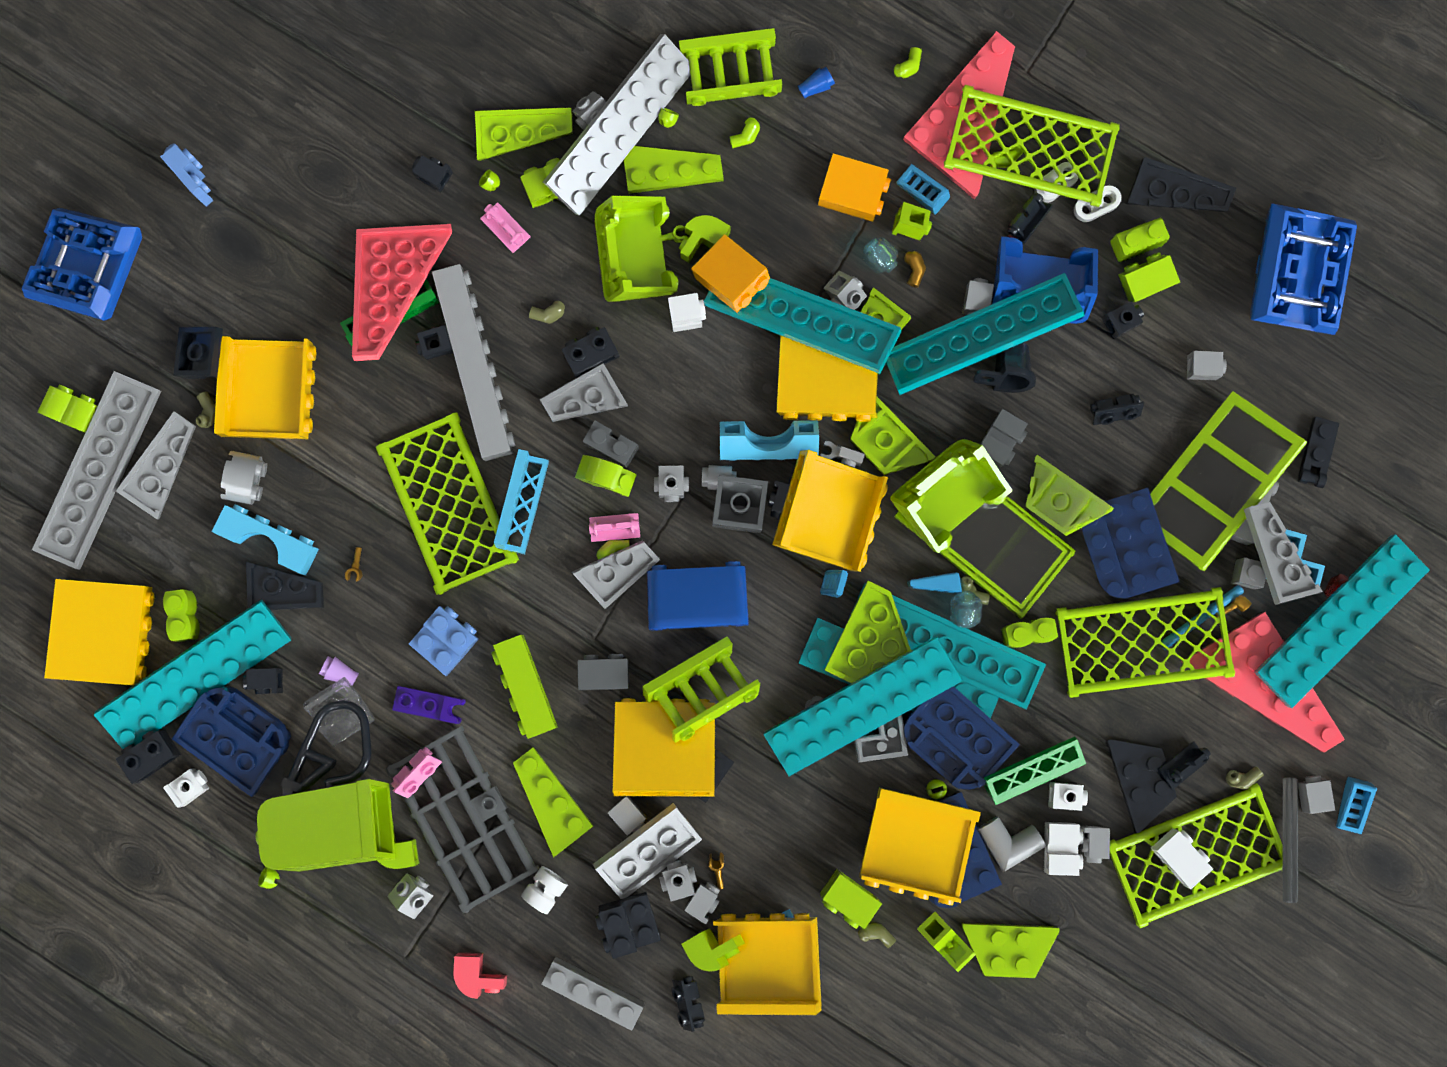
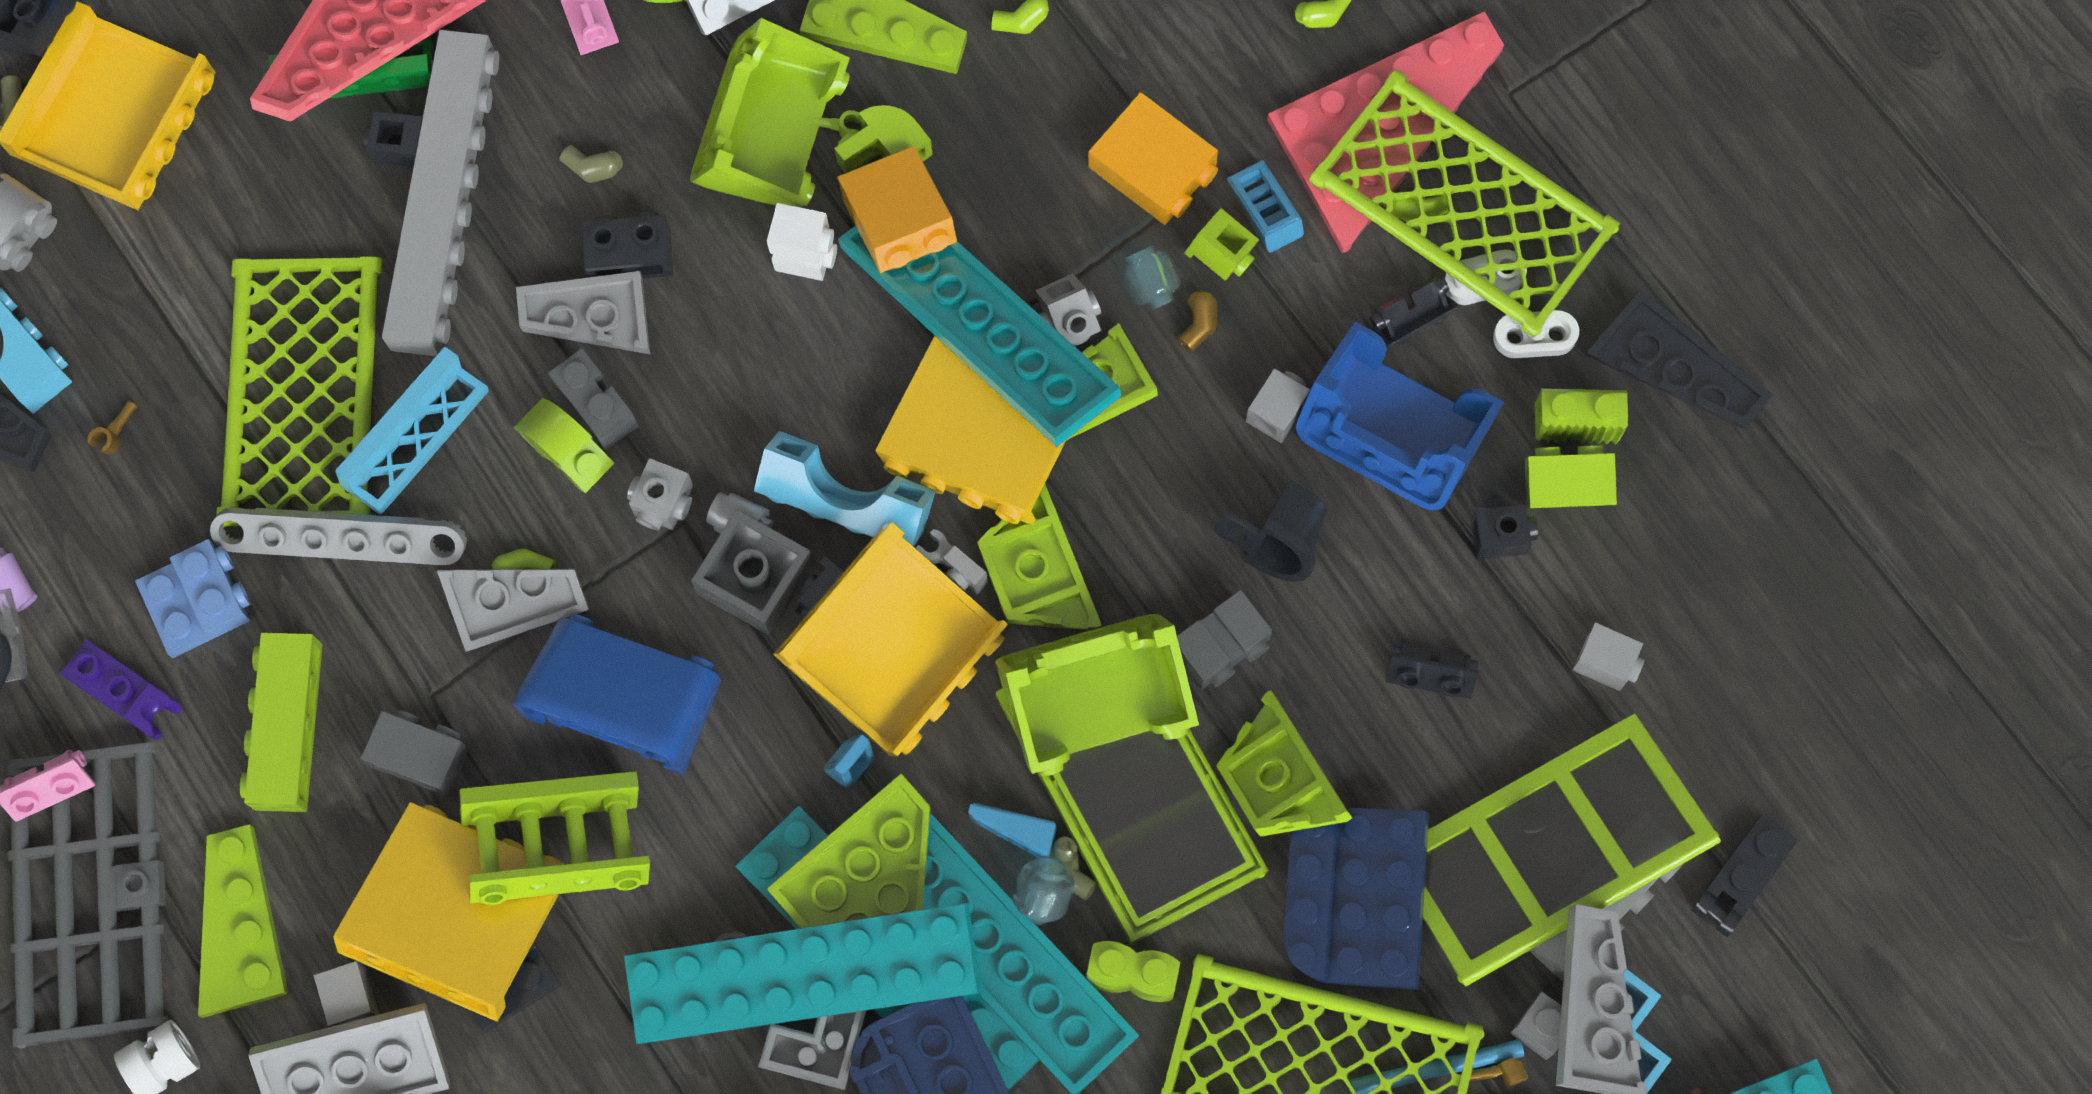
camera: 25 degrees right, 10 degrees down
(507, 574) = (338, 536): none -> light grey plate
(614, 527) = (541, 531): bright pink hinge -> none
(984, 333) = (1257, 457): teal plate -> none
(1296, 268) = (1819, 556): blue piece -> none

